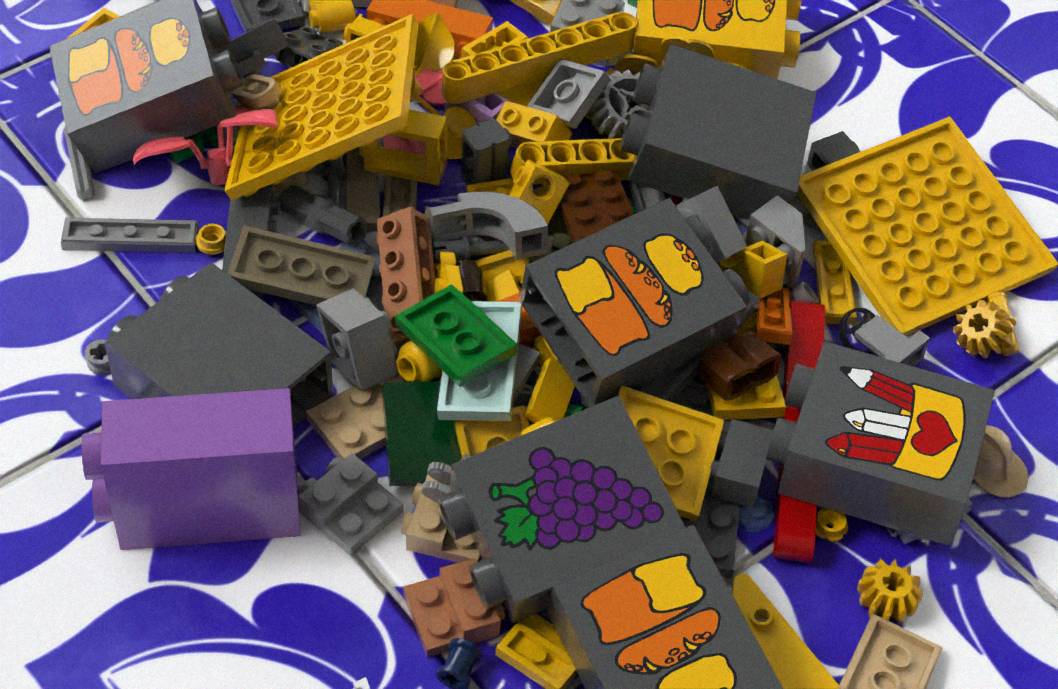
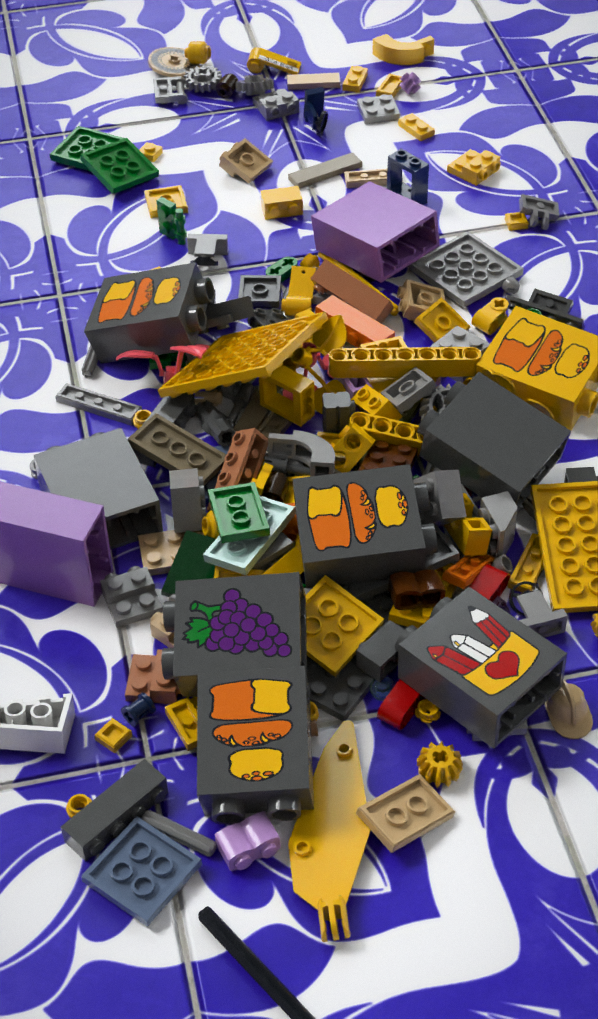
camera: 30 degrees right, 5 degrees down
(258, 92) = (216, 338): tan plate -> none

